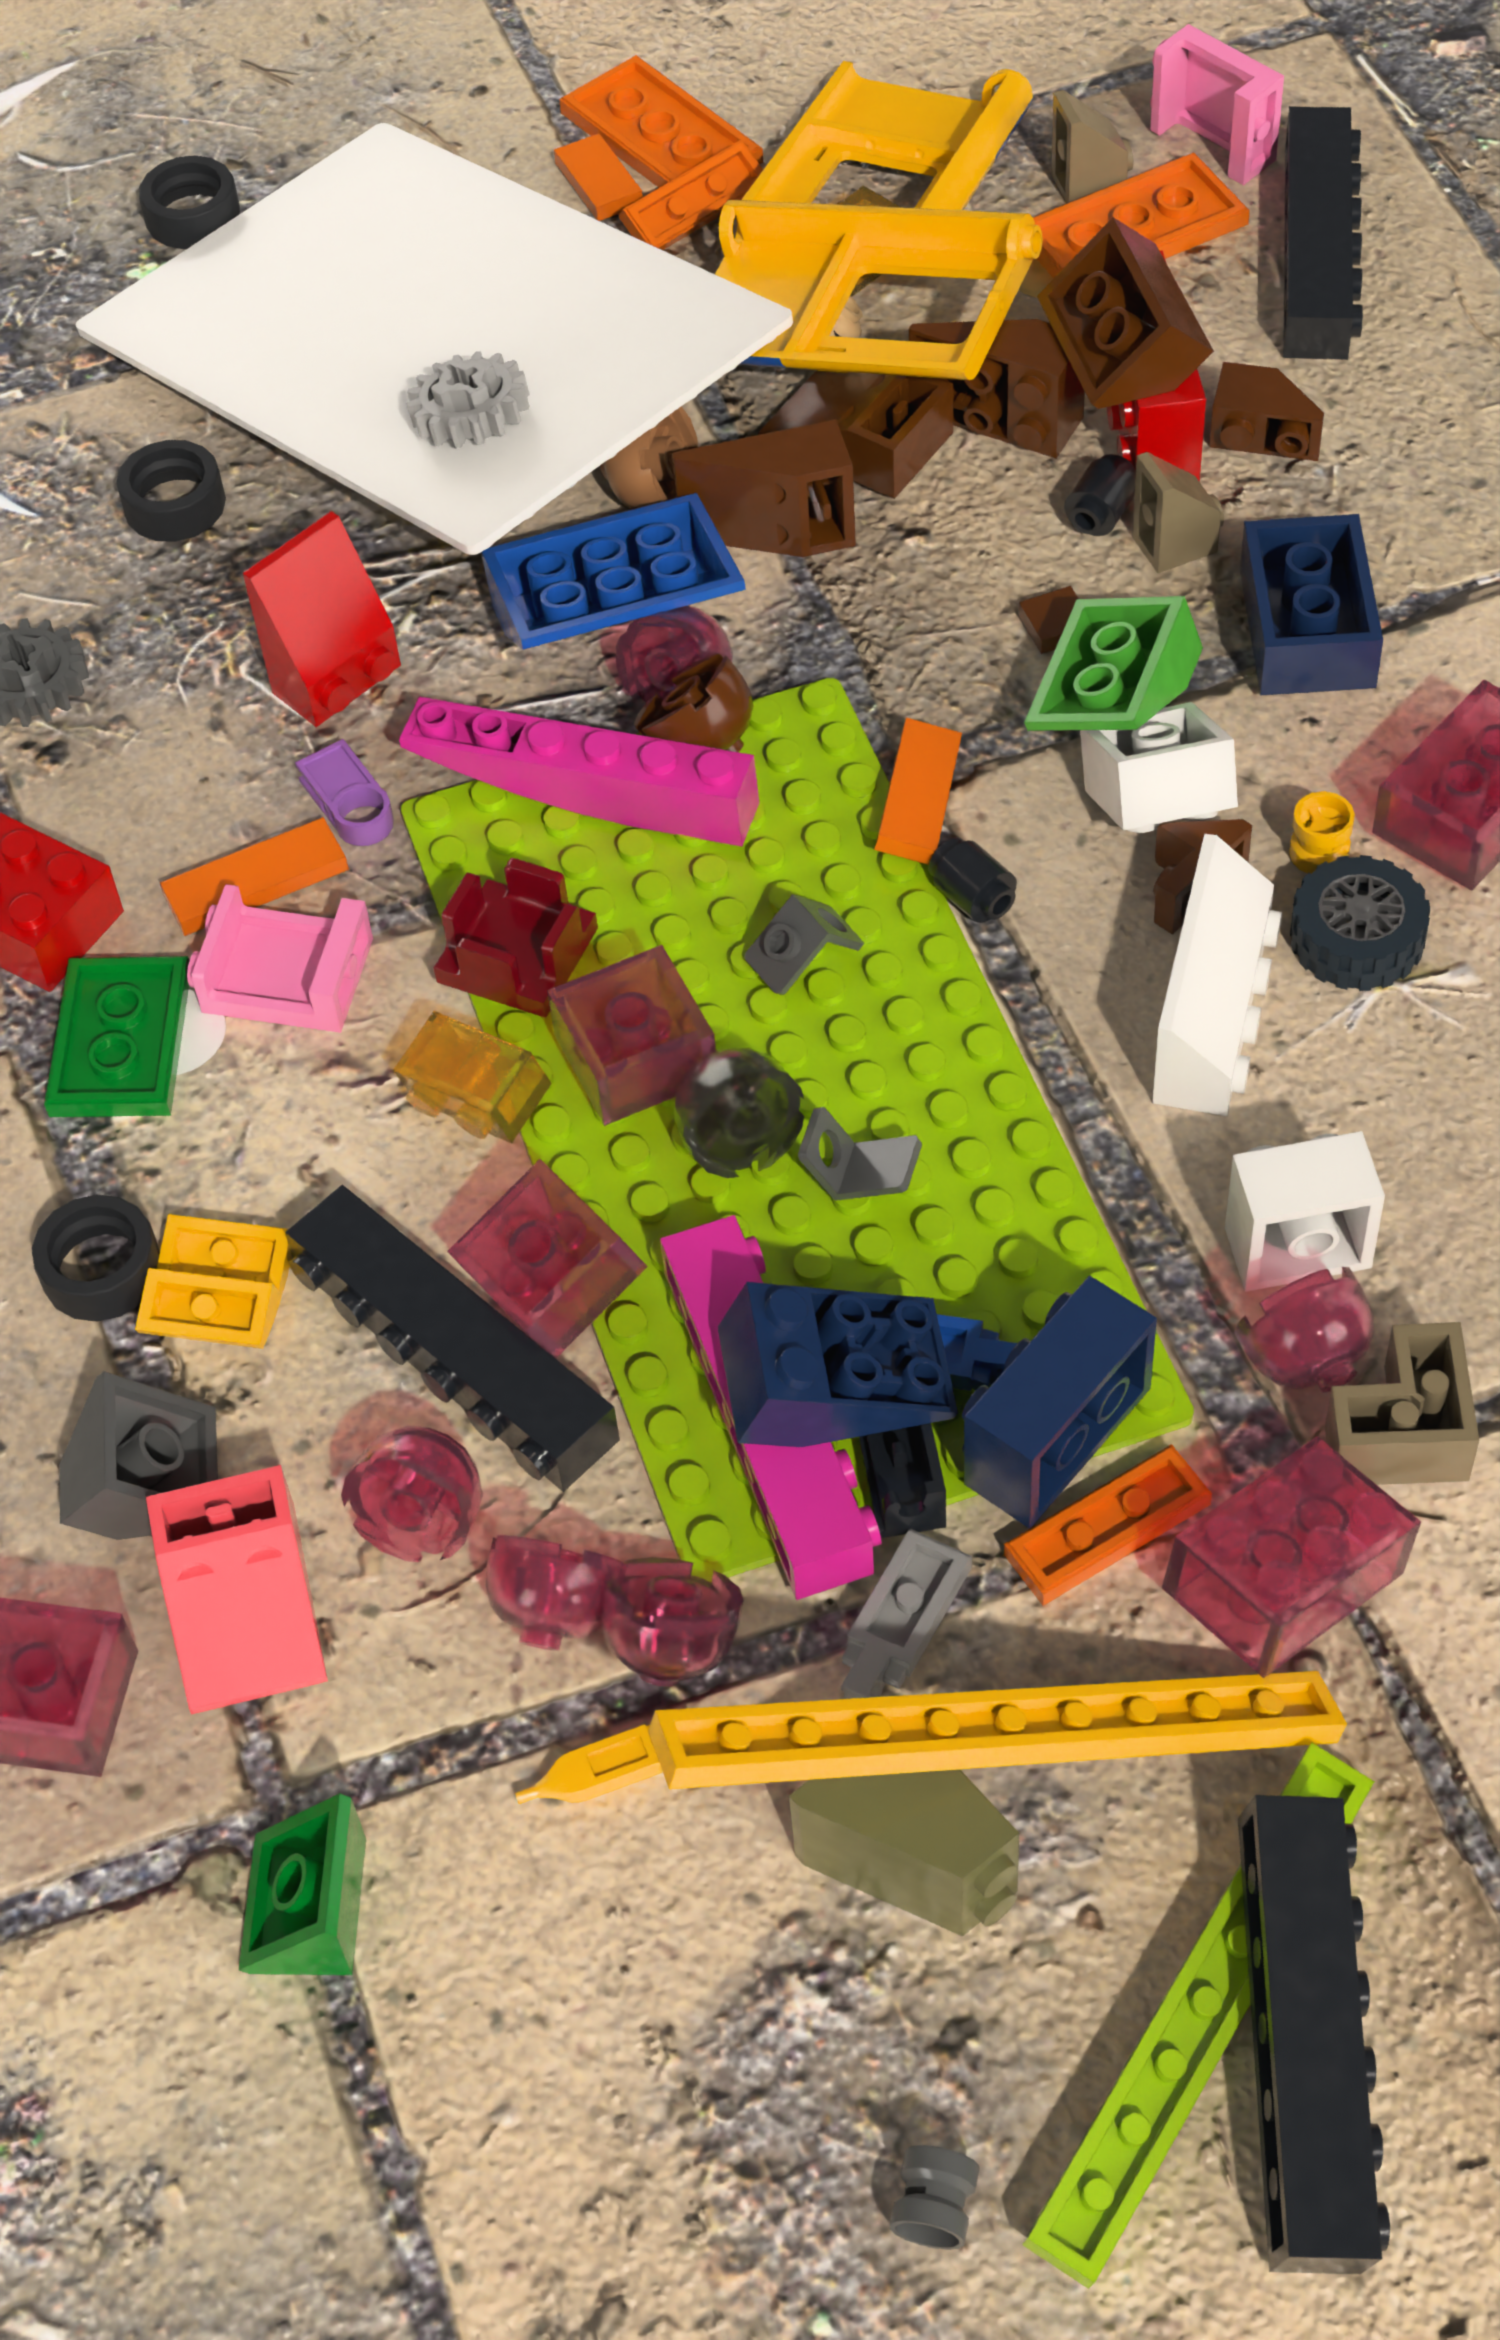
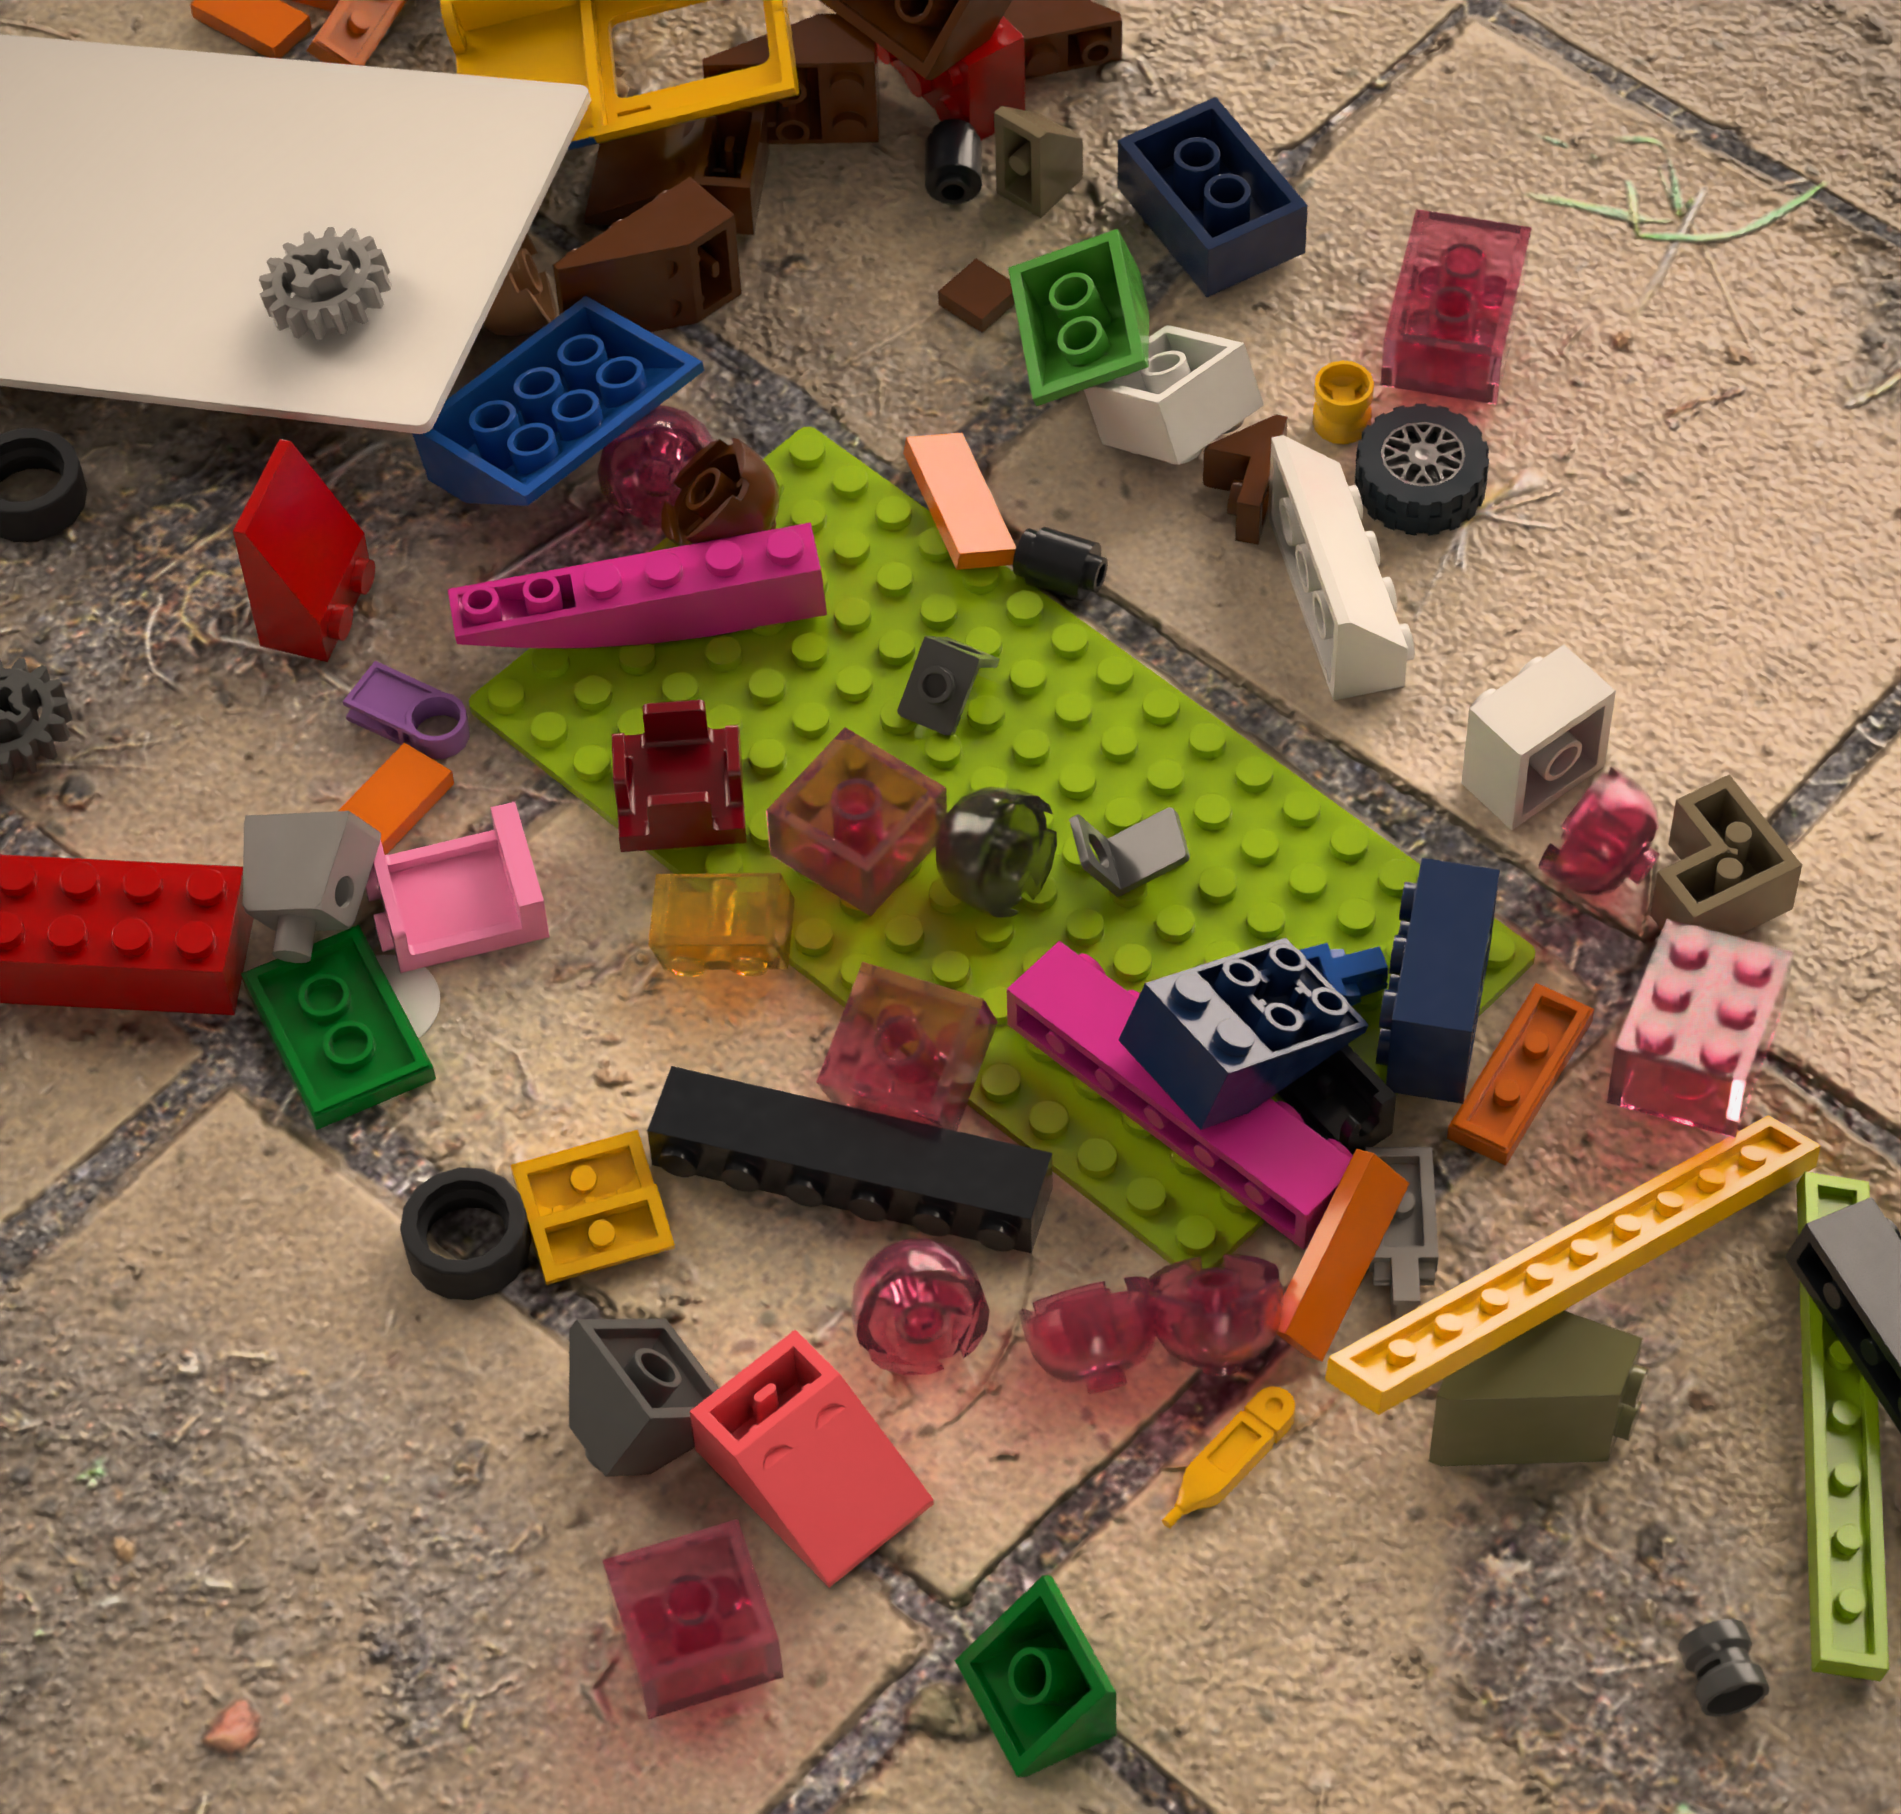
camera: 30 degrees left, 0 degrees up
(155, 894) = (305, 875): none -> light grey torso
(813, 1618) = (1340, 1253): none -> orange tile

